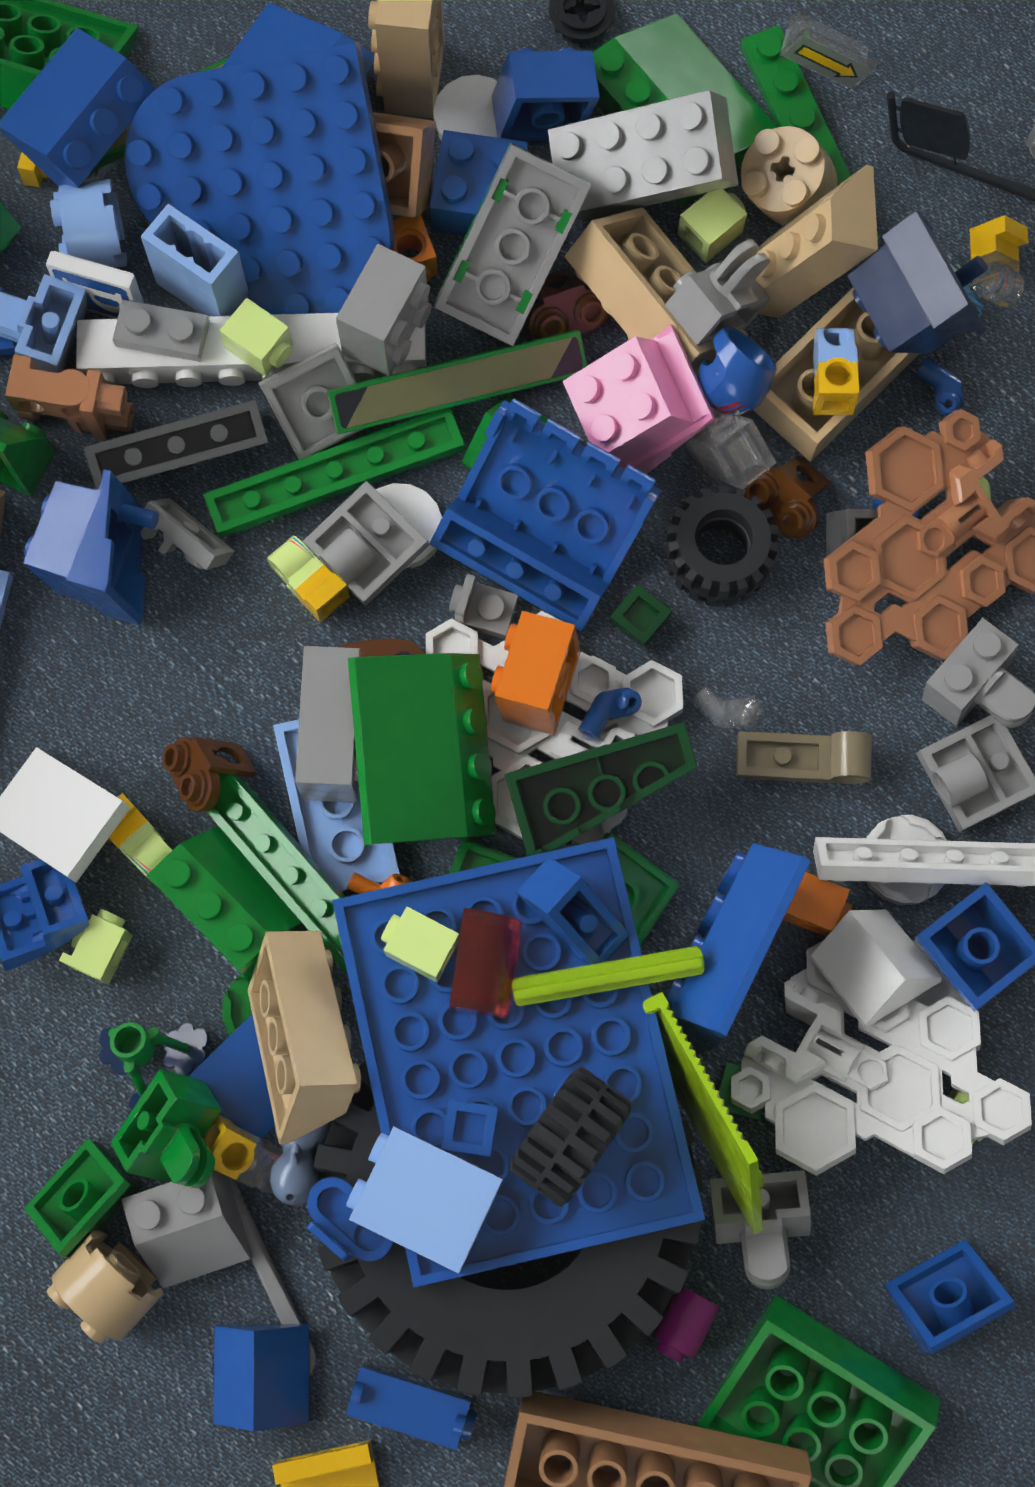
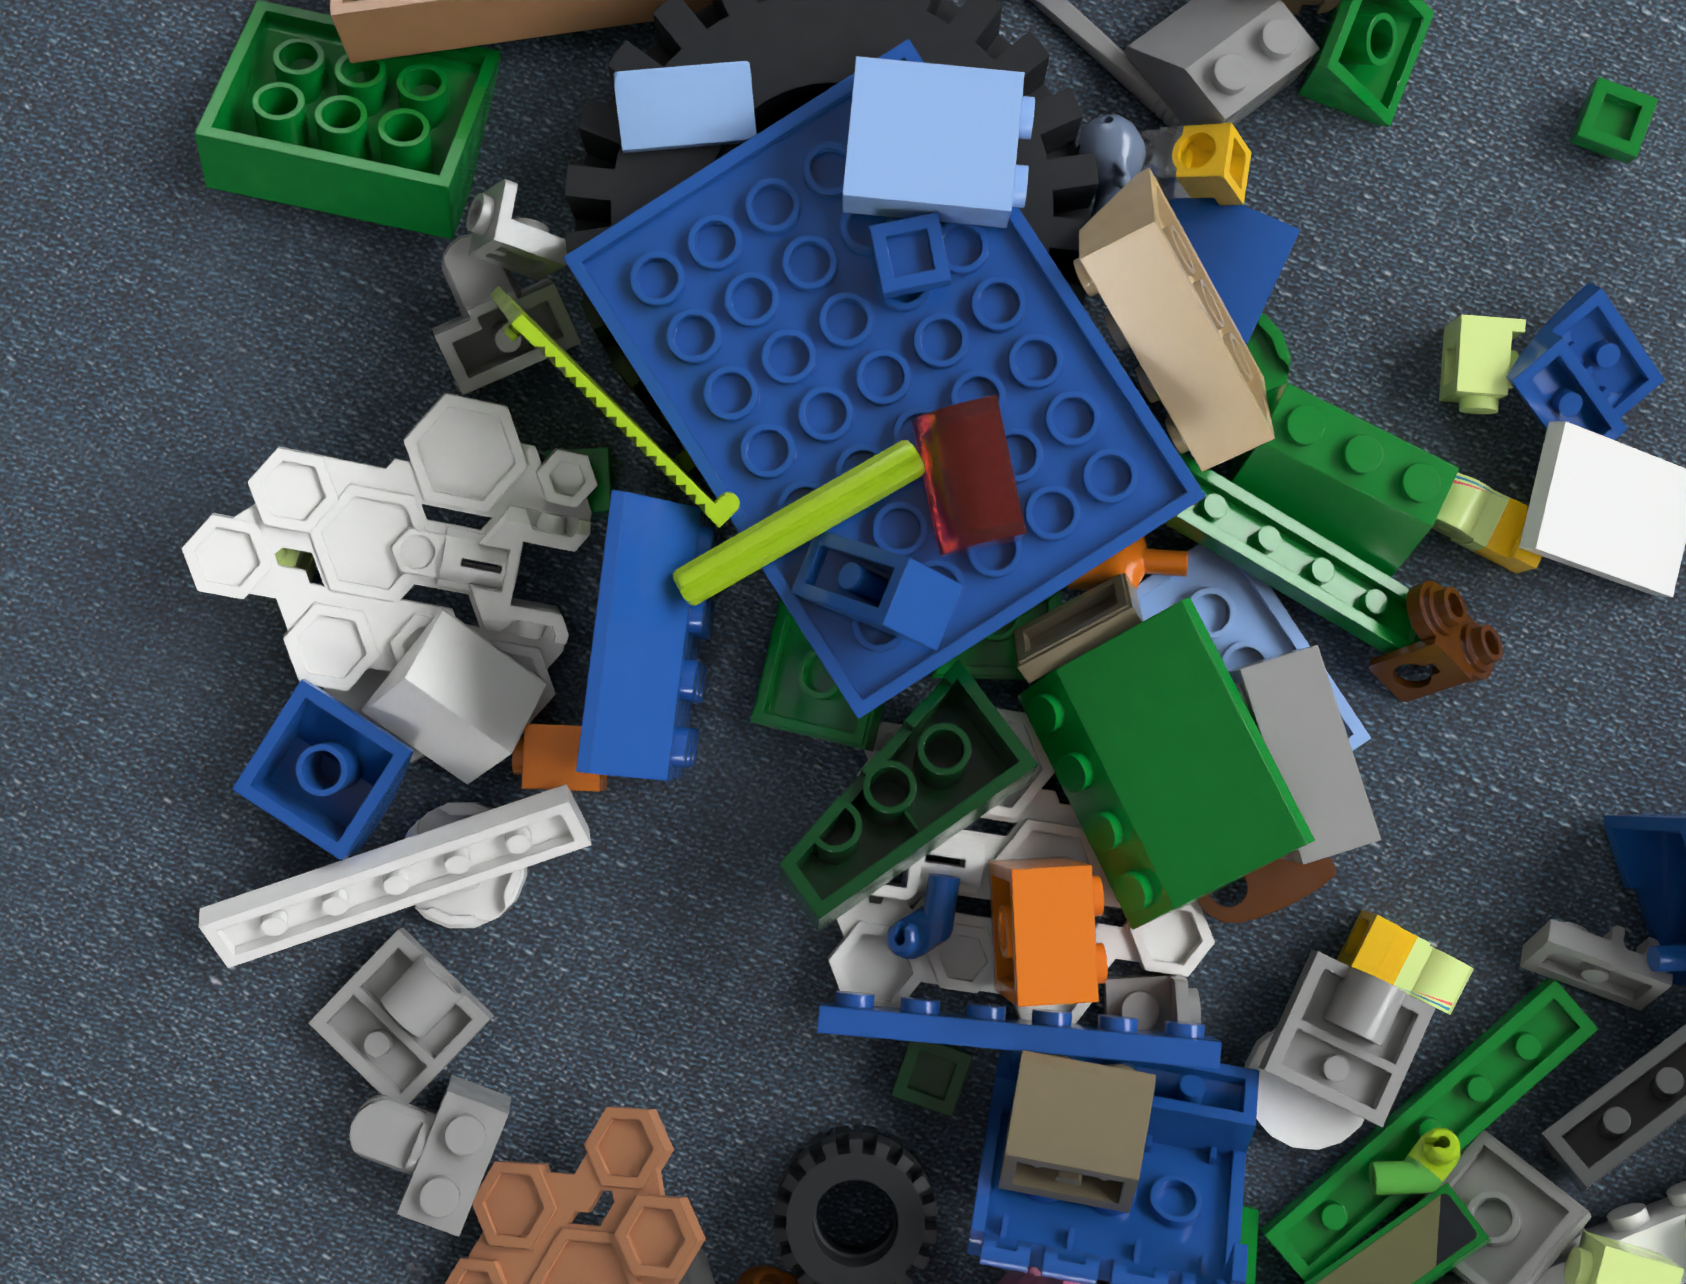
camera: 165 degrees right, 10 degrees up
(133, 1046) = (1385, 238): plant -> none
(167, 1131) = (1296, 149): green brick -> none
(332, 1224) = (1059, 99): blue bracket -> none
(351, 447) = (1422, 1168): none -> arm
(419, 943) = (1067, 471): yellowish green brick -> none
(439, 857) = (1076, 627): none -> dark tan tile
(562, 542) = (1077, 1131): none -> dark tan slope
(570, 1136) = (771, 277): black tyre -> none
(584, 1298) = (685, 106): none -> light blue slope
(594, 625) = (1047, 1032): none -> blue plate
(684, 1325) = (547, 152): magenta brick -> none
(728, 712) = (764, 981): clear arm -> none
(740, 1266) = (512, 243): none -> light grey bracket
(805, 758) = (642, 954): dark tan plate -> none
(948, 1297) = (230, 312): blue slope -> none

